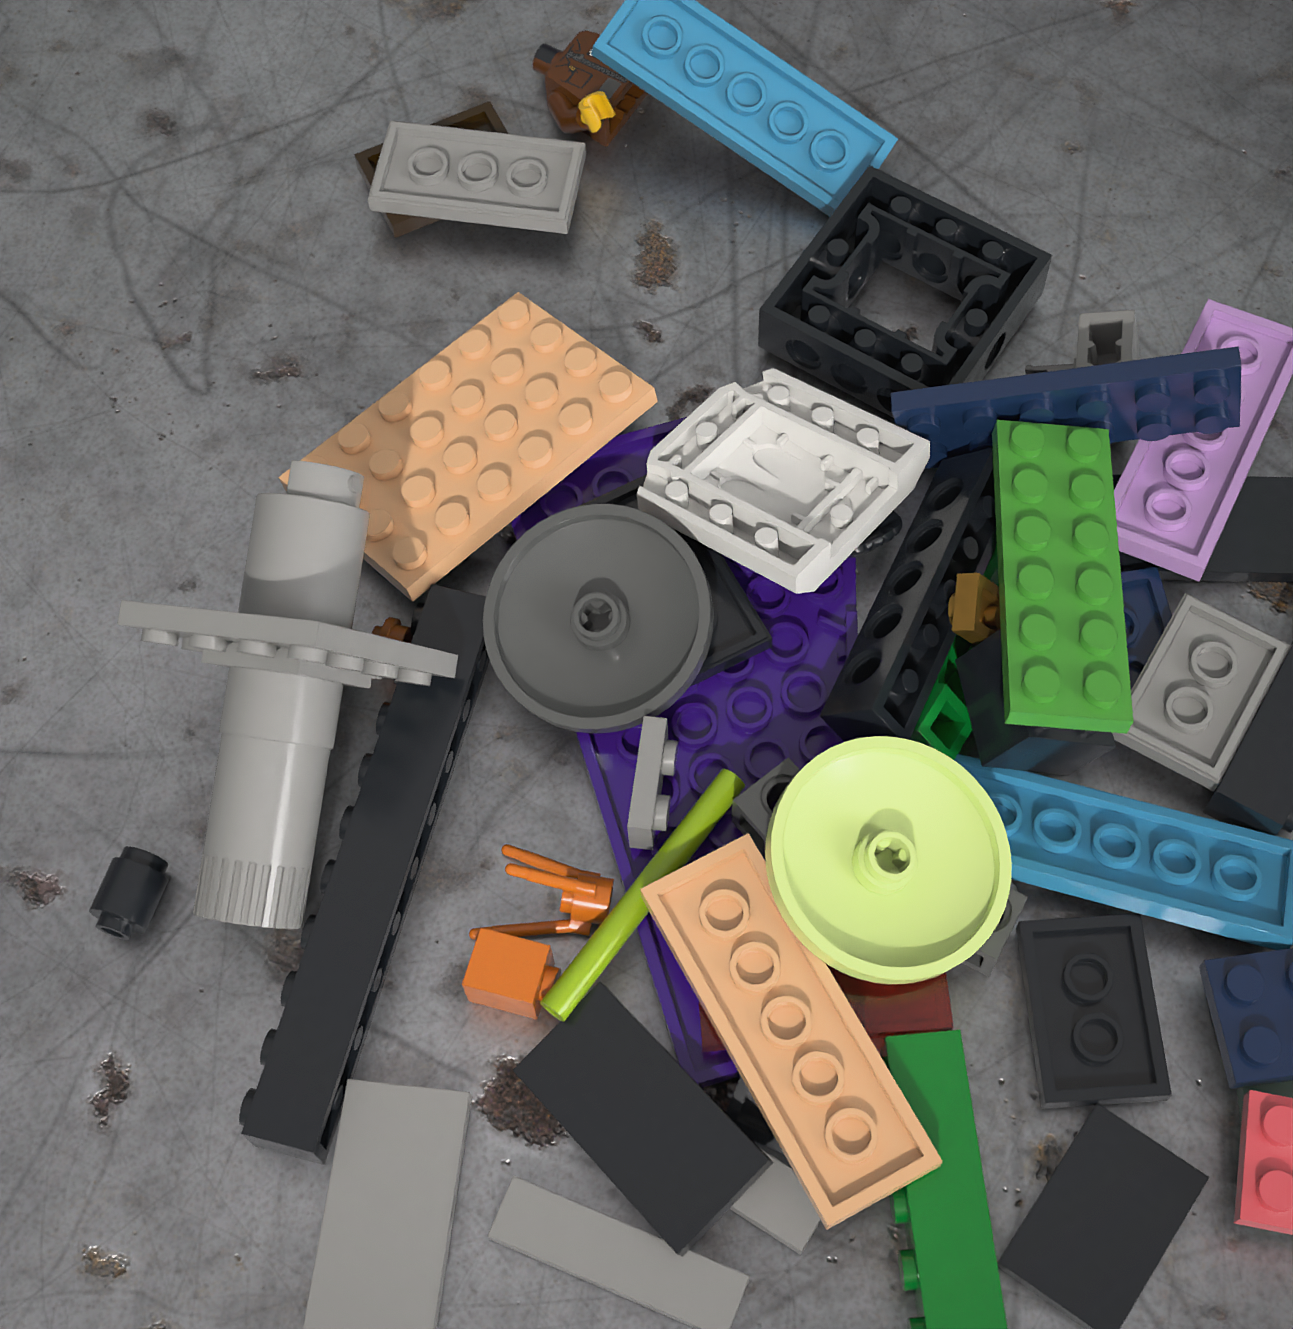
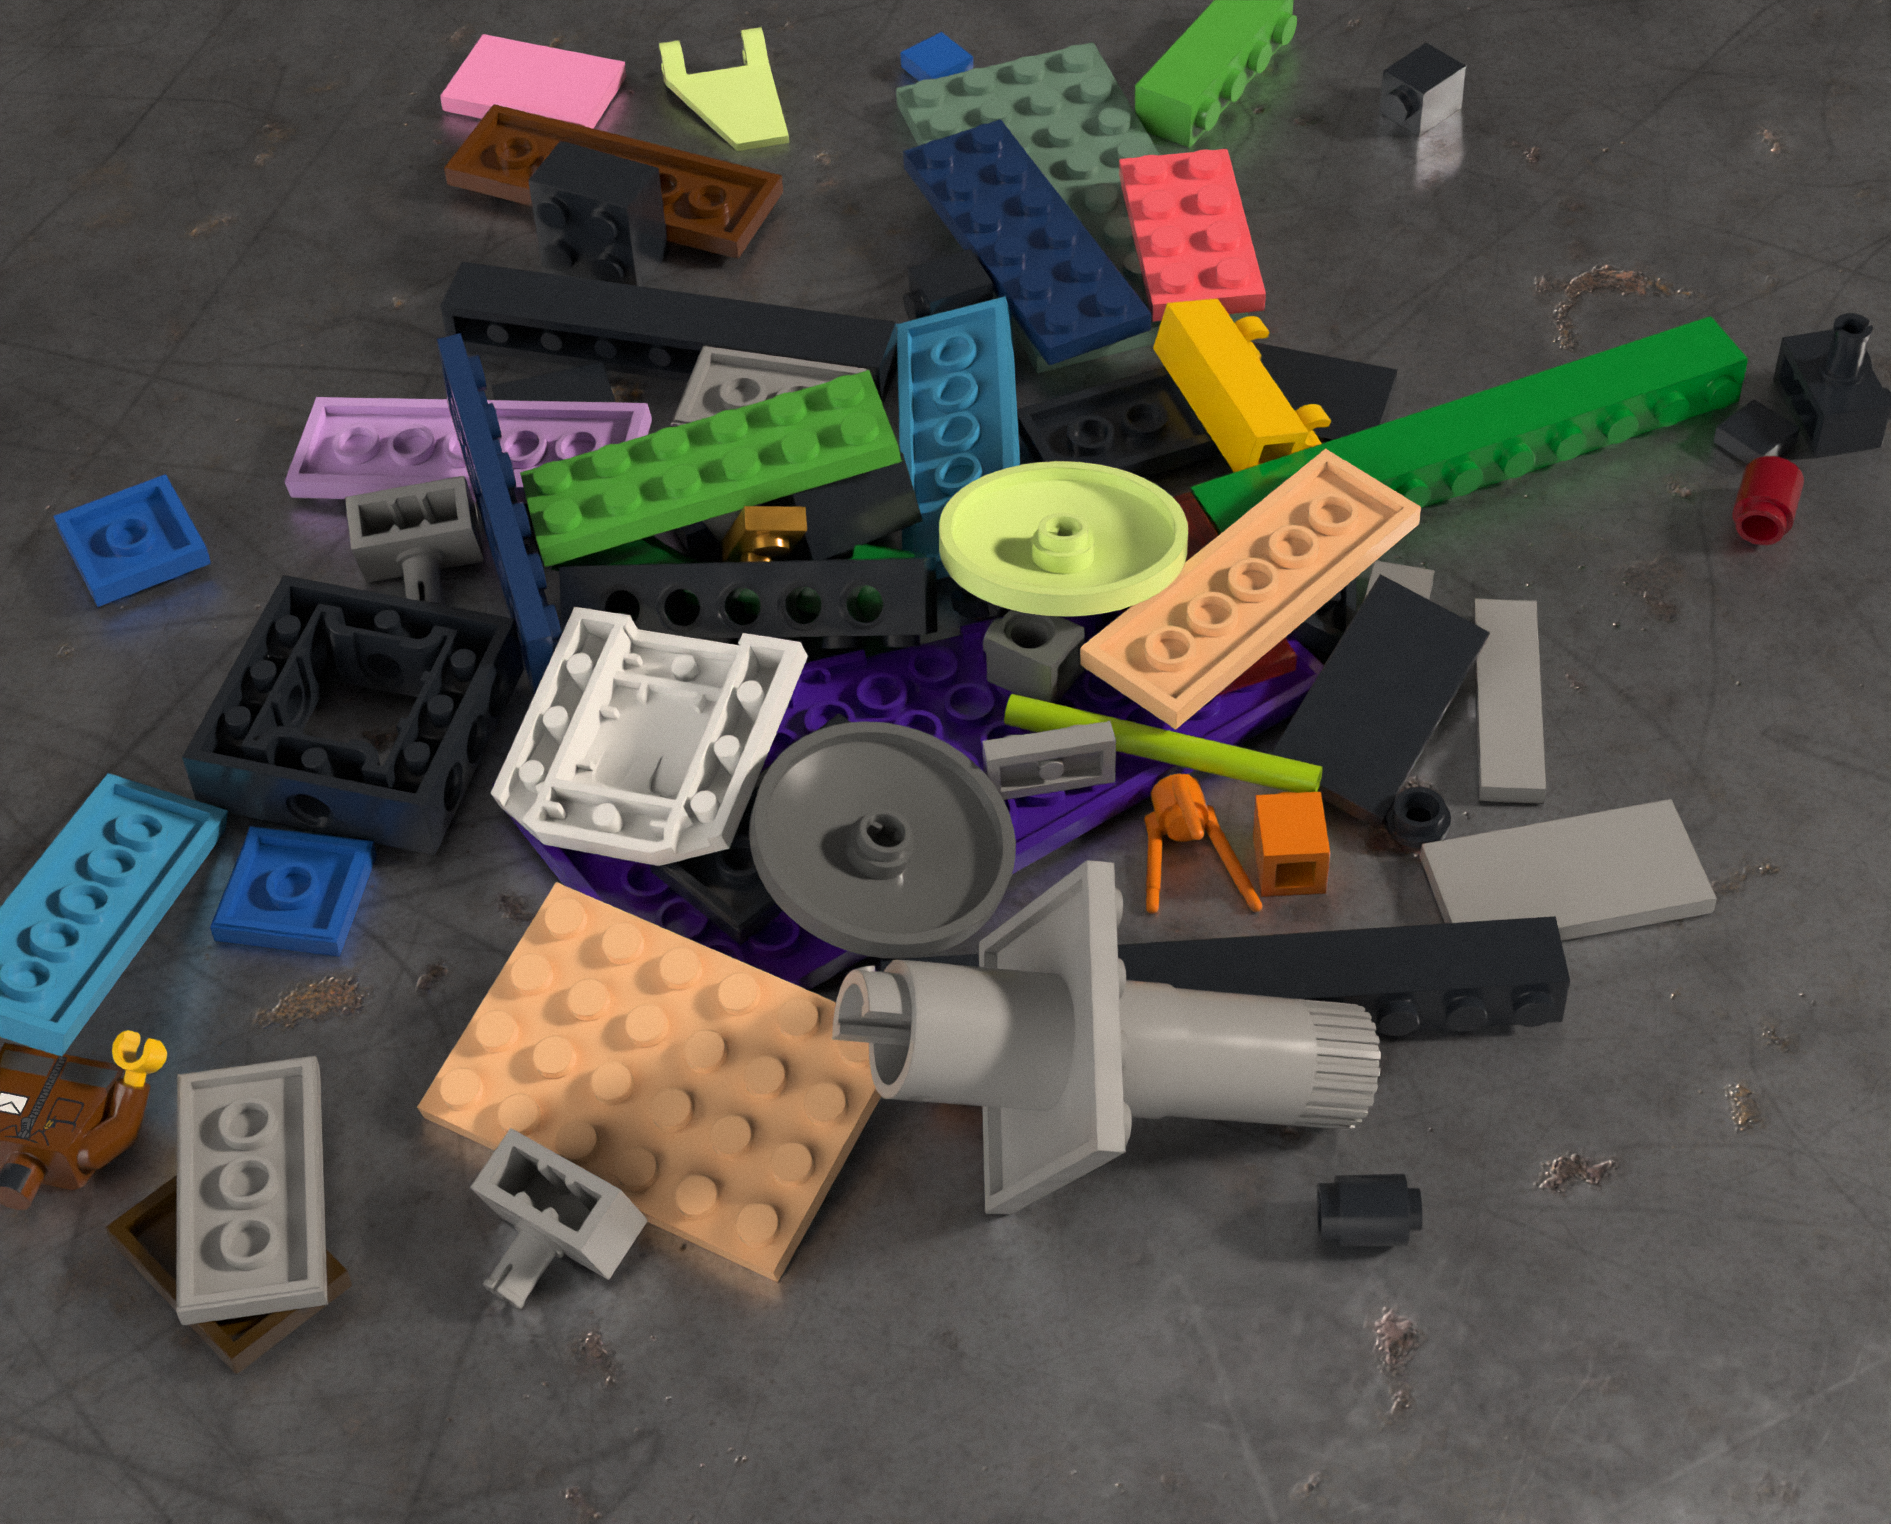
camera: 110 degrees left, 15 degrees down
(376, 346) = (557, 1214): none -> light grey brick
(495, 1088) = (1418, 805): none -> black plate
(752, 250) = (294, 891): none -> blue tile
(1100, 1122) = (1230, 386): none -> yellow brick
(1172, 191) = (132, 540): none -> blue plate

